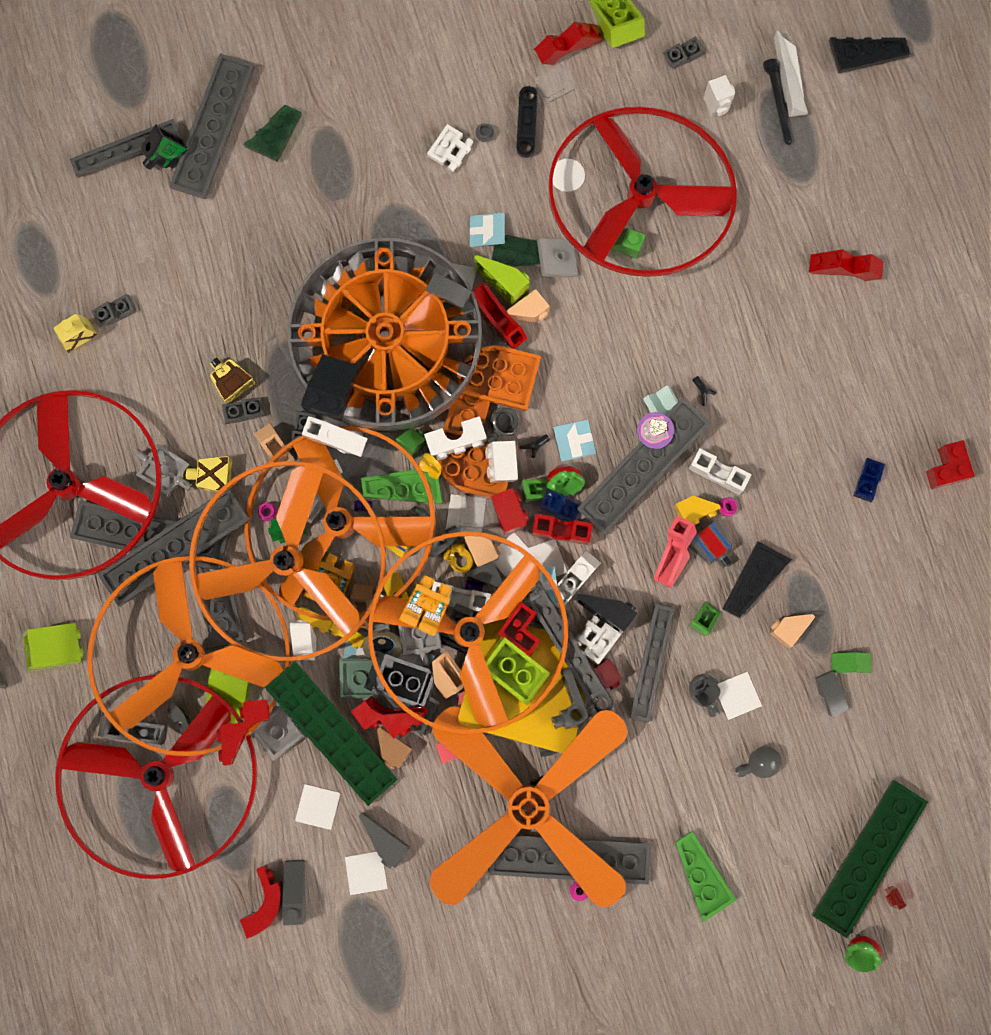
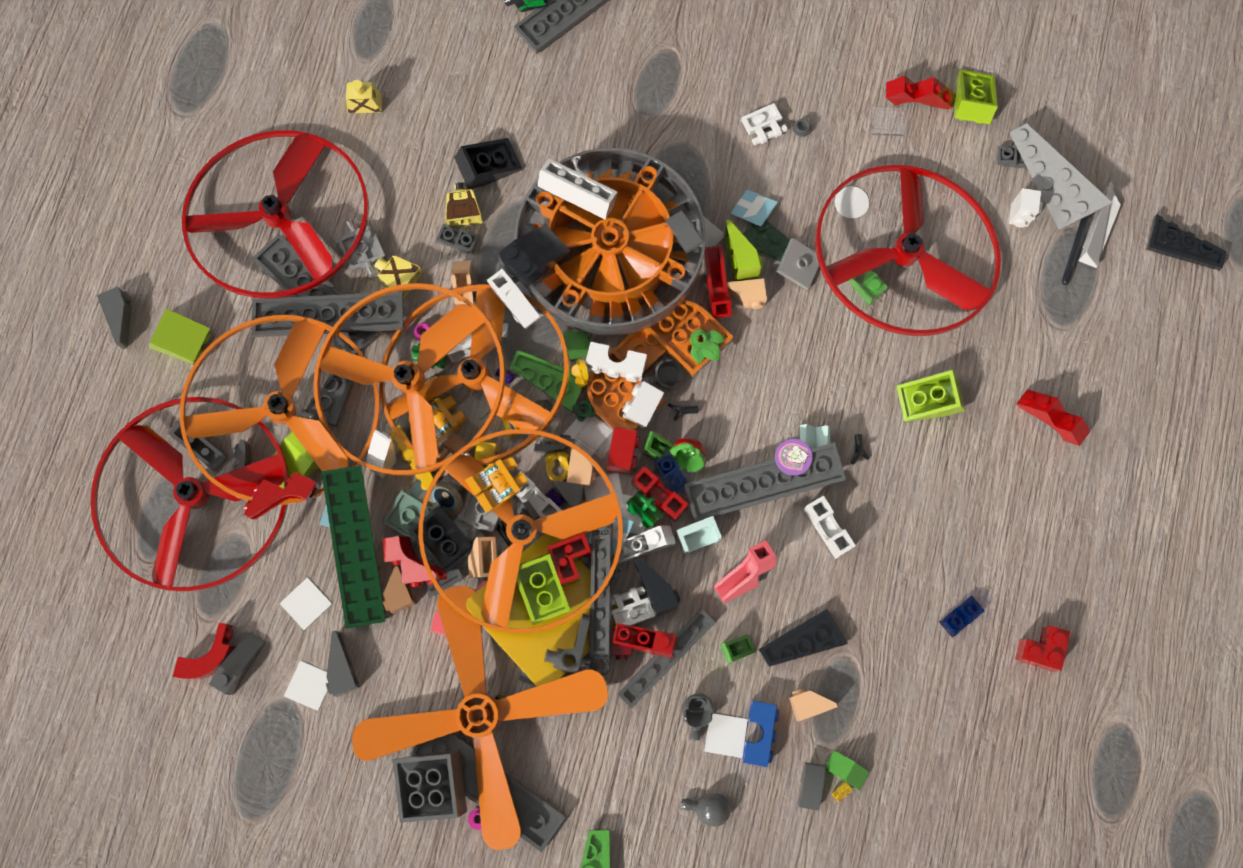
camera: 35 degrees right, 5 degrees down
(114, 311) = (406, 101): dark grey slope -> none
(226, 325) = (487, 162): none -> black slope
(274, 136) = (625, 34): clear green wing -> none
(278, 733) = (310, 520): light grey plate -> none
(331, 306) = (577, 188): none -> white brick
(452, 491) = (589, 412): none -> dark green plate
(525, 889) = (430, 786): none -> dark grey slope
(526, 121) = (843, 138): black plate -> none
(526, 377) = (708, 347): none -> bright green plate
(557, 549) = (645, 508): none -> green hips
(574, 440) = (719, 426): medium azure sticker -> none
(615, 544) = (698, 535): none -> light aqua panel
(627, 659) = (646, 640): none -> red slope
(695, 509) = (788, 547): yellow slope -> none
(712, 544) = (784, 587): torso -> none
(732, 505) = (822, 560): dark pink plate -> none
(736, 309) = (931, 397): none -> lime slope
(739, 58) = (1062, 186): none -> light grey wing
(774, 692) = (759, 752): none -> blue arch
(855, 689) = (836, 796): none -> yellow piece

